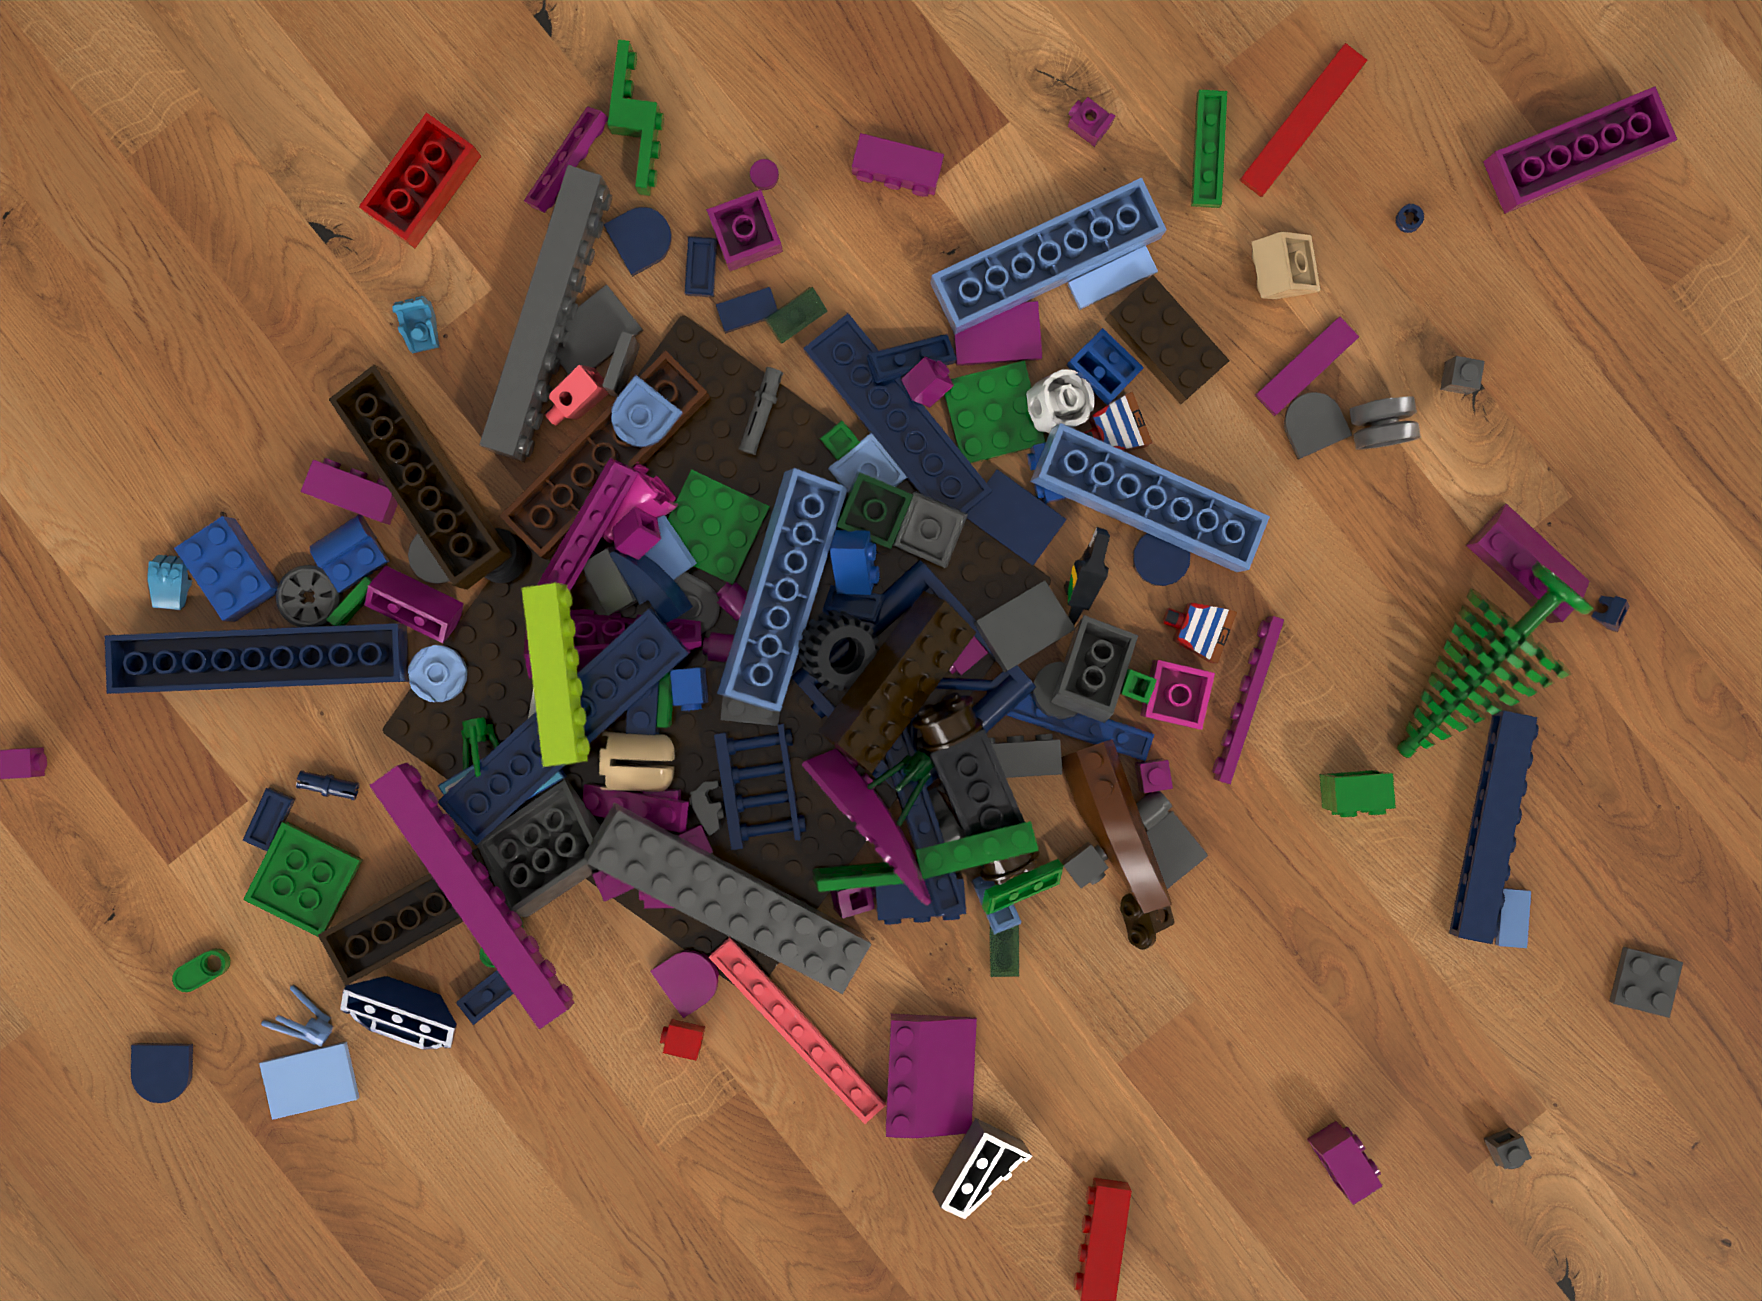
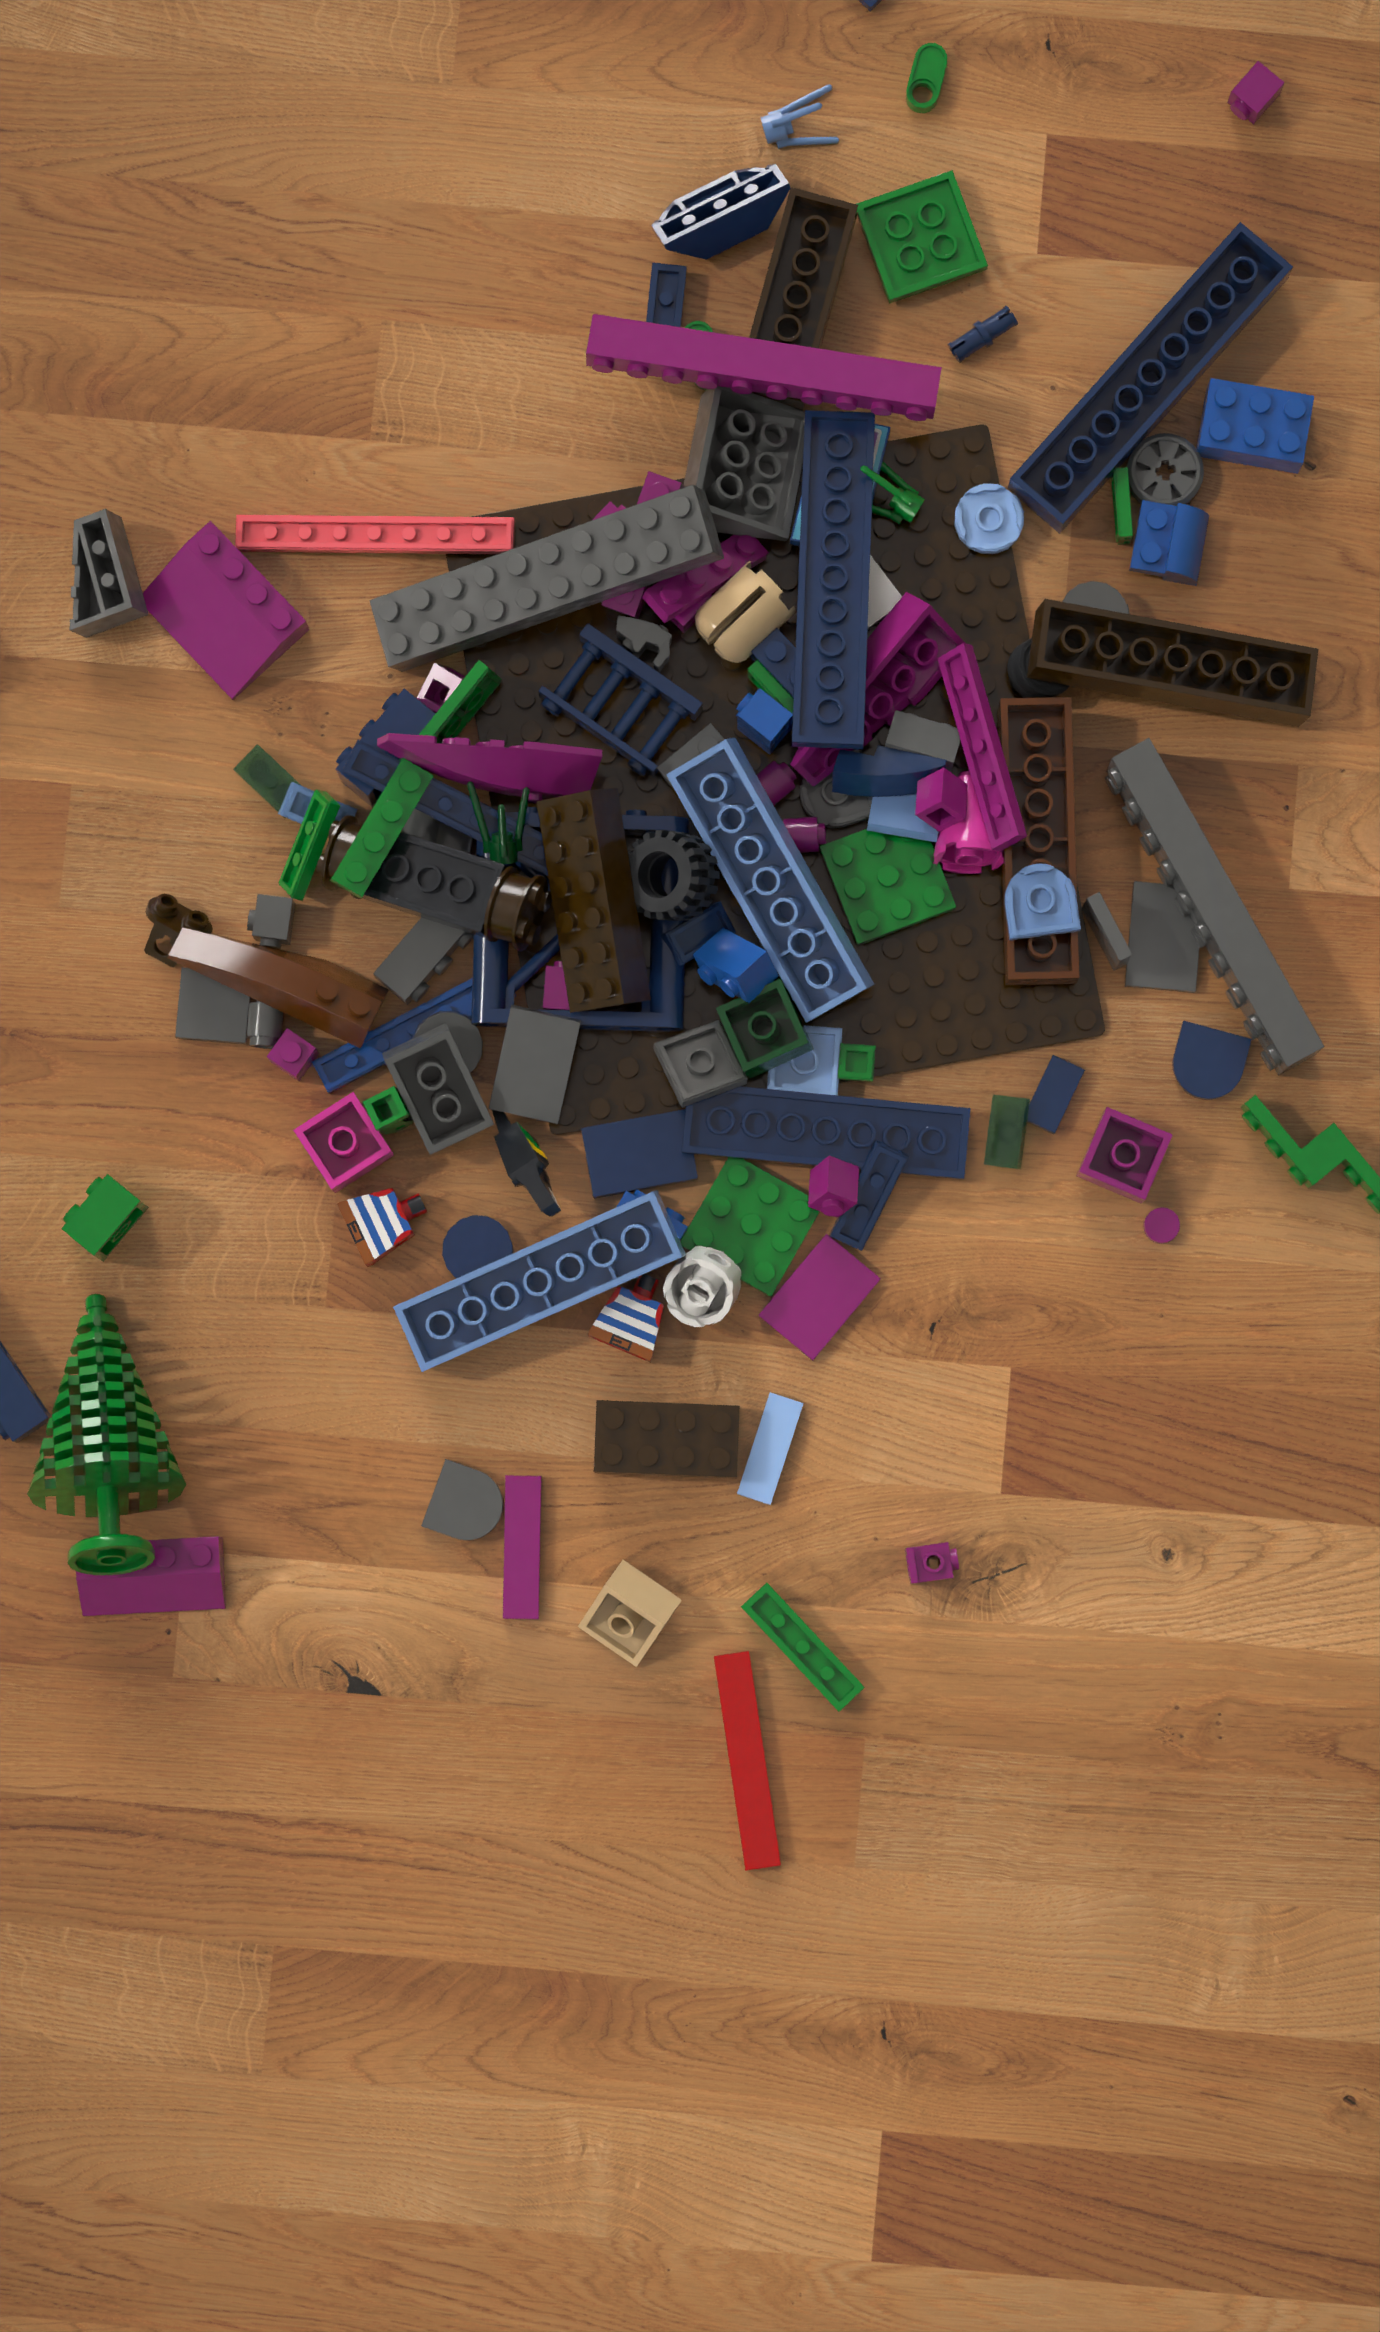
camera: 135 degrees right, 5 degrees down
(168, 582) = (1293, 364): dark azure hand -> none
(269, 815) = (1003, 256): dark blue tile -> none
(309, 1080) = (741, 80): light blue tile -> none
(350, 490) = (1224, 593): magenta brick -> none
(414, 604) = (1068, 555): magenta brick -> none
(417, 324) = (1317, 791): dark azure hand -> none
(555, 674) = (883, 612): lime brick -> none
(571, 152) = (1341, 1060): magenta plate -> none
(576, 394) = (1119, 869): coral torso -> none
(682, 1039) = (464, 428): red brick -> none
(687, 980) = (511, 481): magenta tile -> none
(701, 266) = (1131, 1089): dark blue tile -> none
(764, 400) = (953, 1024): dark grey pin -> none
(897, 165) = (1055, 1348): magenta brick -> none
(1048, 256) = (843, 1401): medium blue brick -> none
(1105, 366) = (696, 1360): blue brick -> none
(1251, 688) = (286, 1216): magenta plate -> none
(1384, 421) = (408, 1561): flat silver wheel -> none
(1418, 218) = (571, 1761): dark blue bush -> none
(1462, 375) = (378, 1675): dark grey brick -> none
(1580, 150) = (477, 1979): magenta brick -> none
(1614, 615) = (32, 1606): dark blue tile -> none

